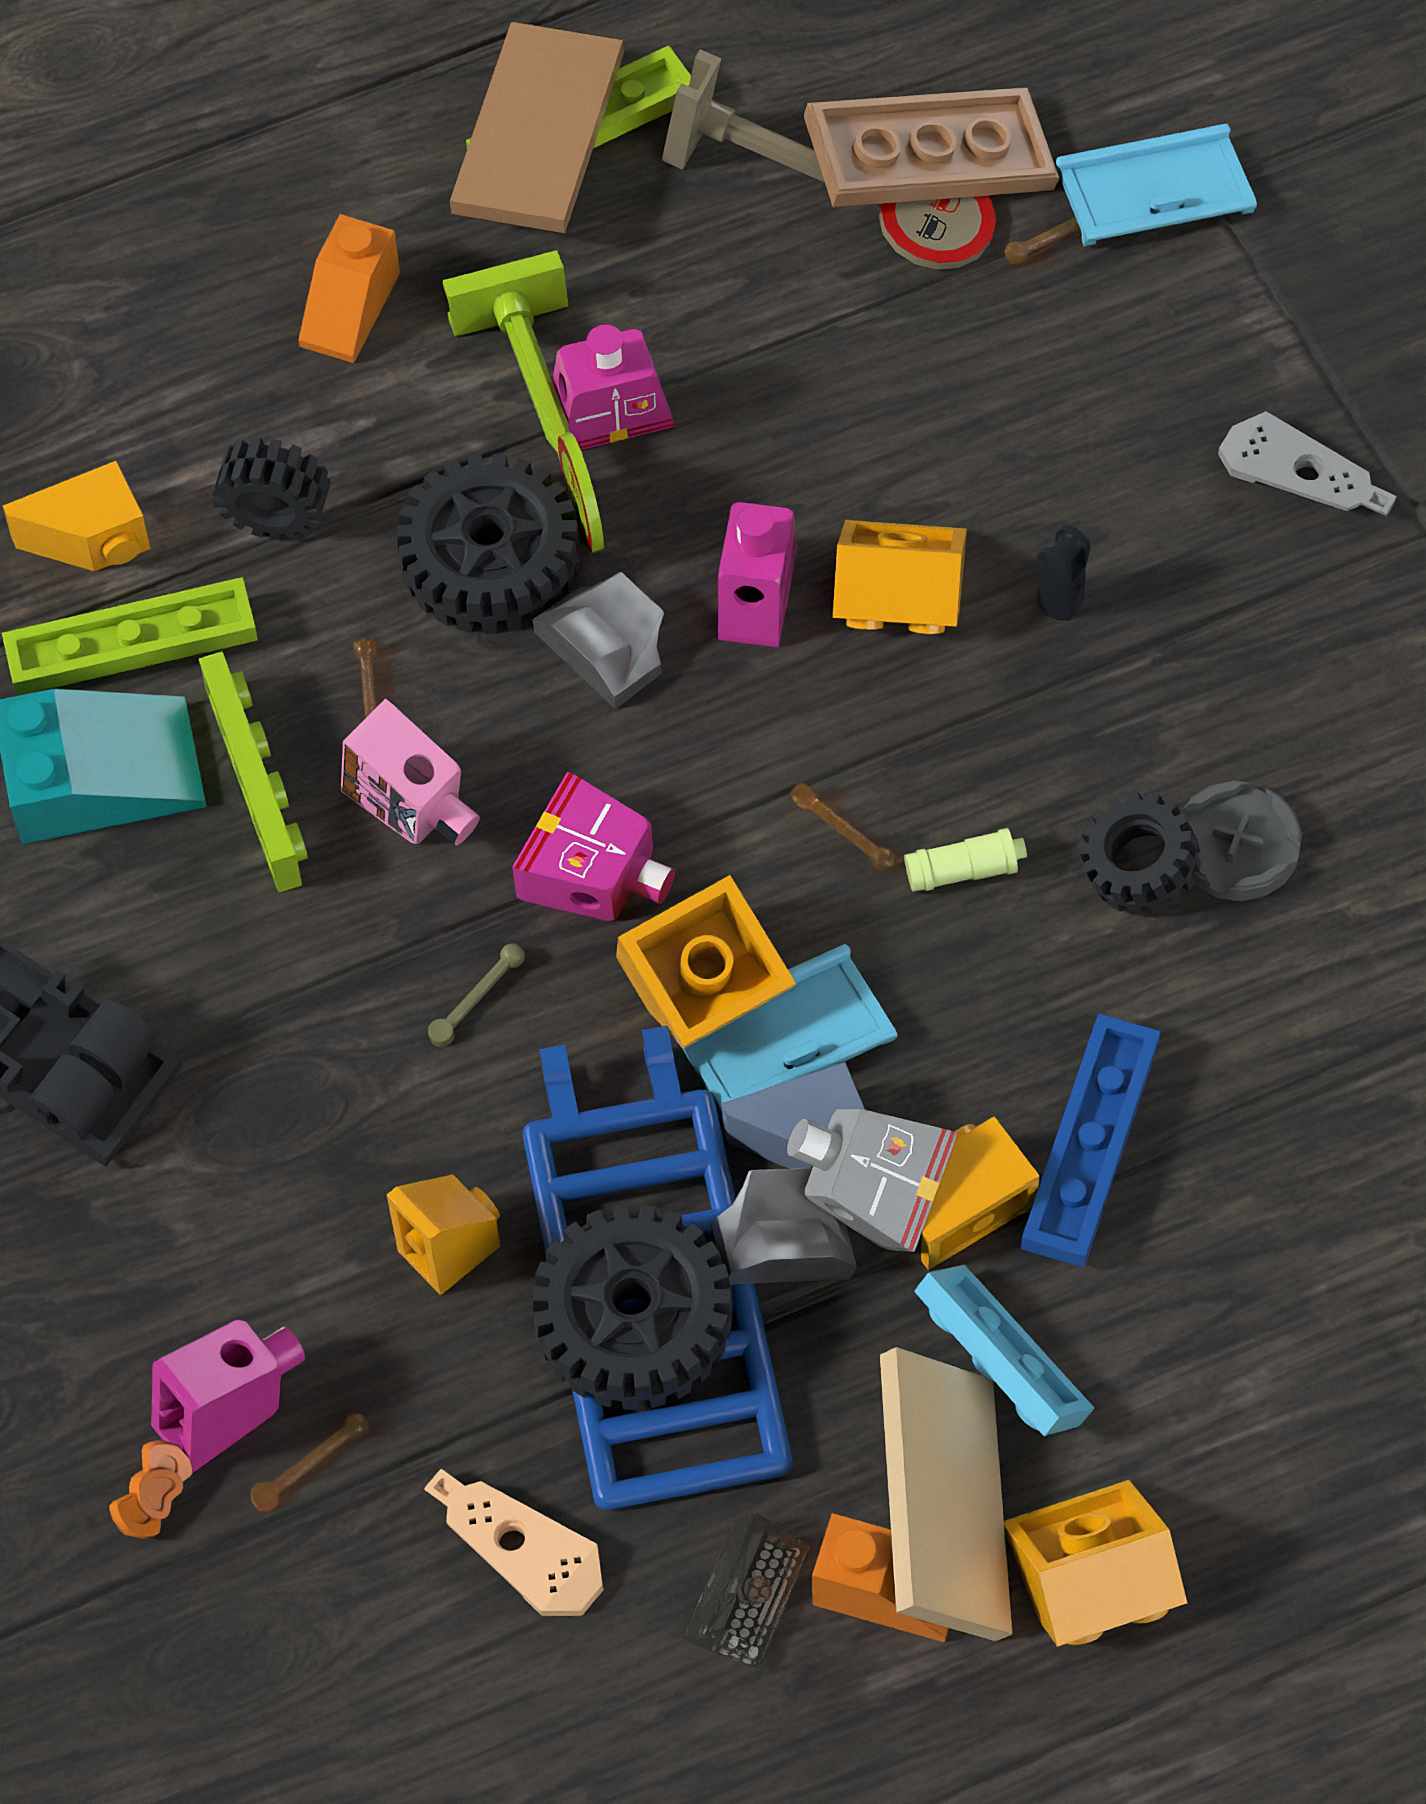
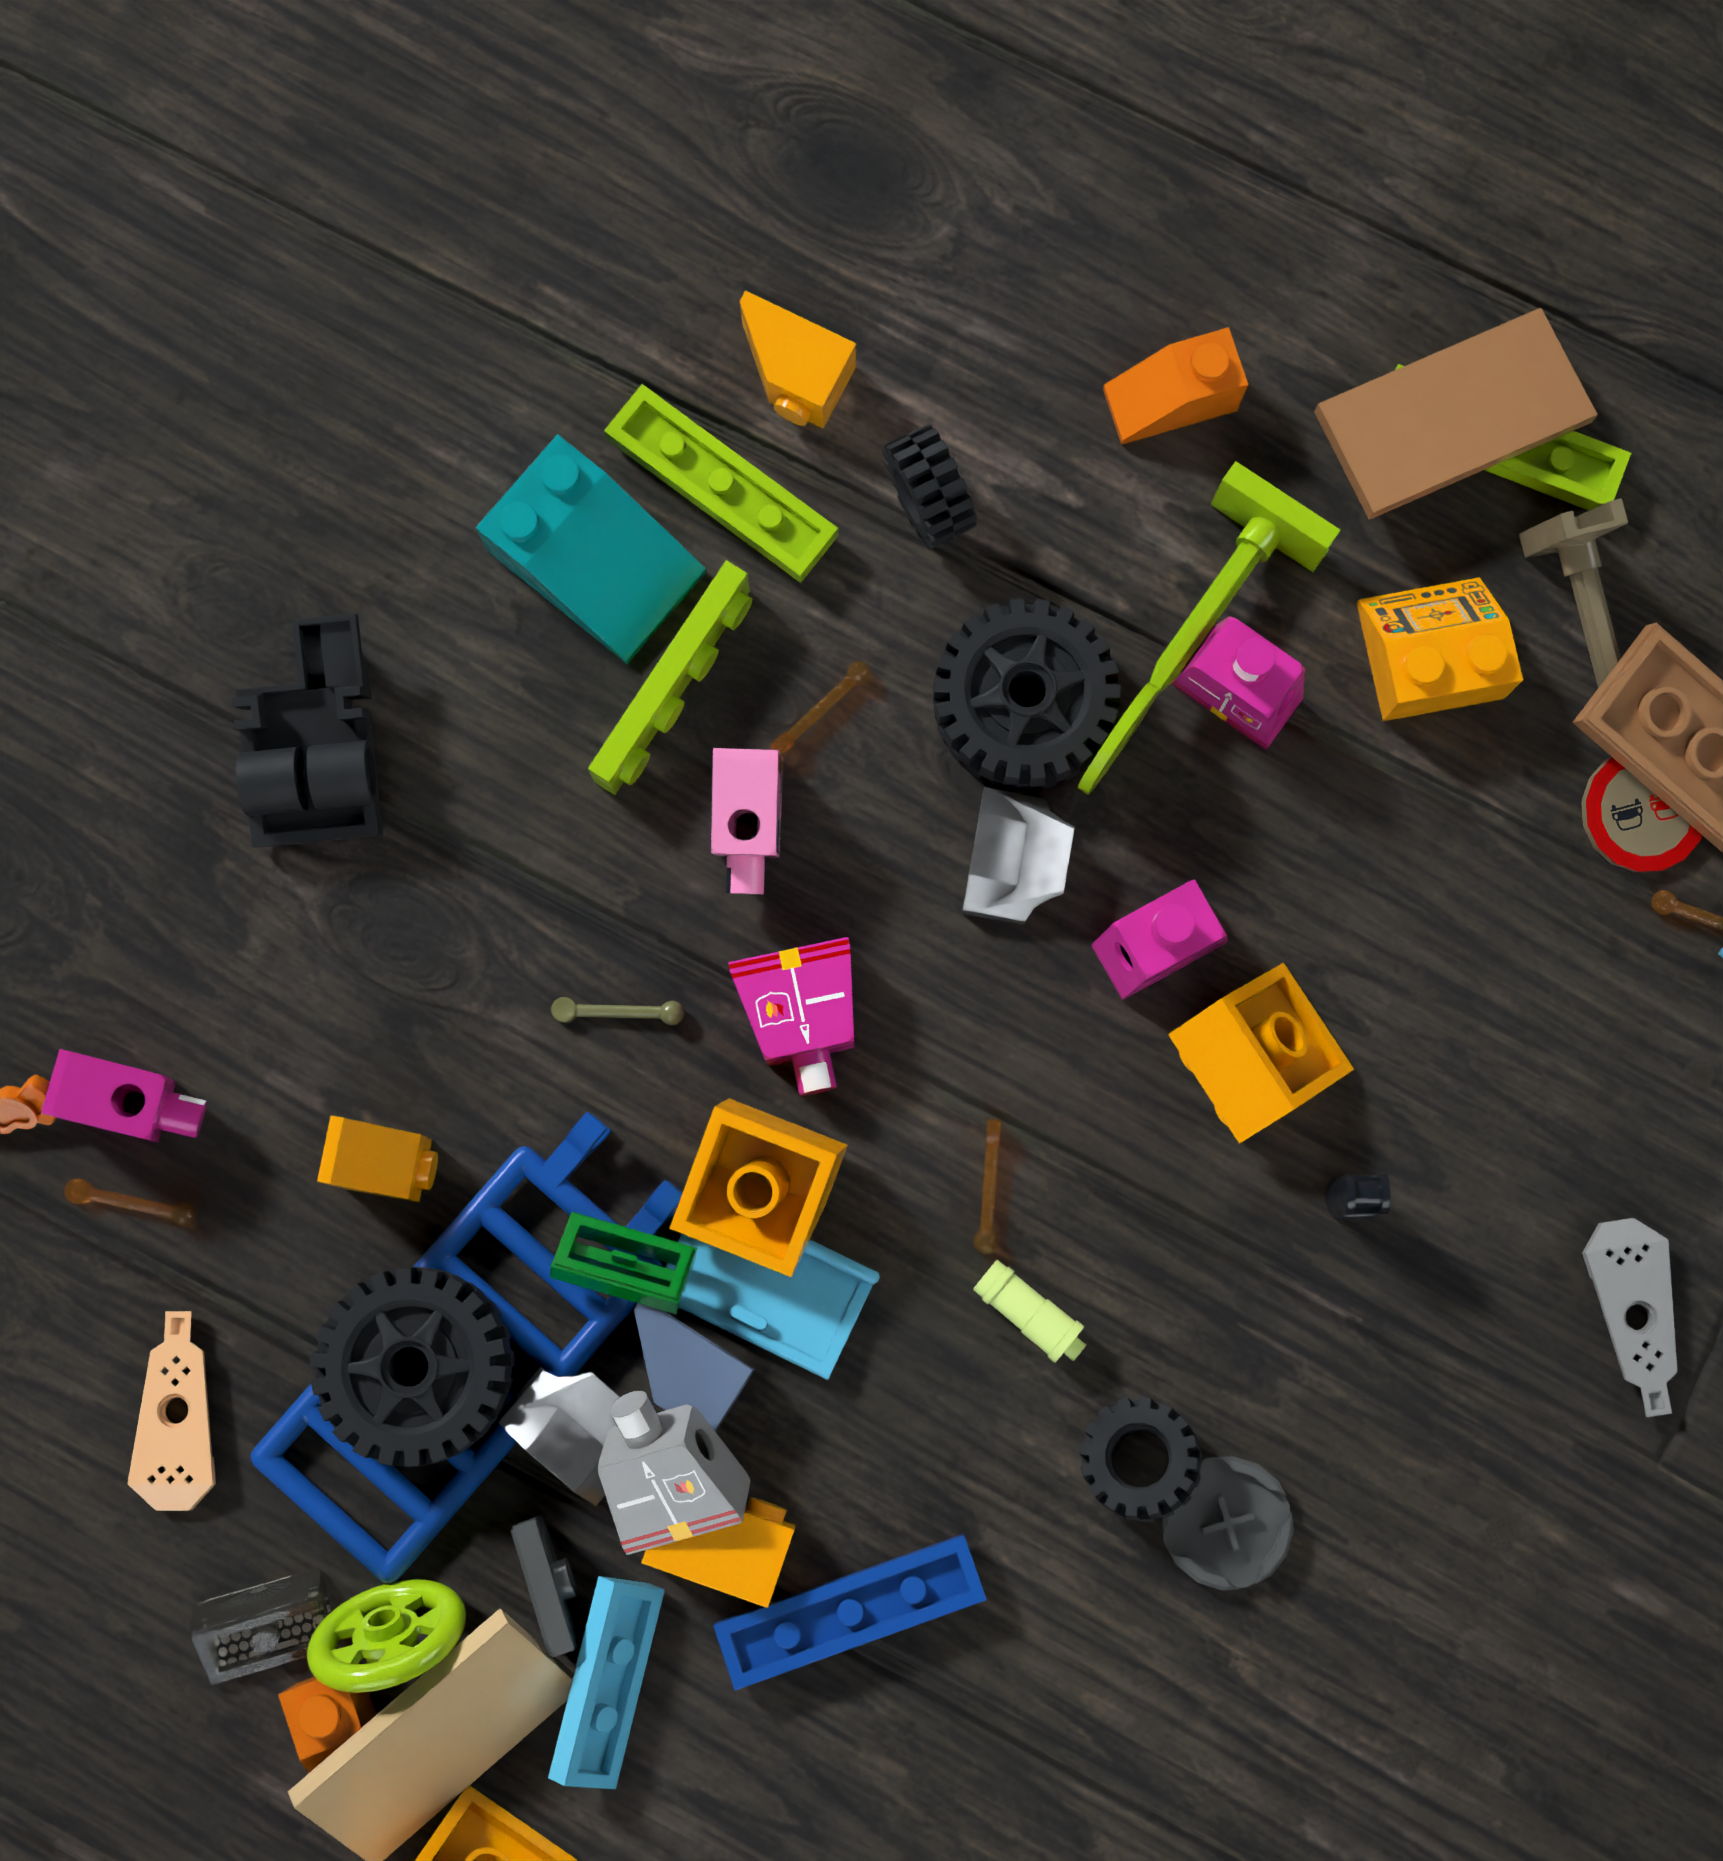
camera: 50 degrees right, 20 degrees up
(682, 1097) = (620, 1272): none -> green tile
(703, 260) = (1438, 648): none -> light orange slope
(831, 1468) = (386, 1635): none -> lime plate
(872, 1333) = (549, 1585): none -> dark grey plate

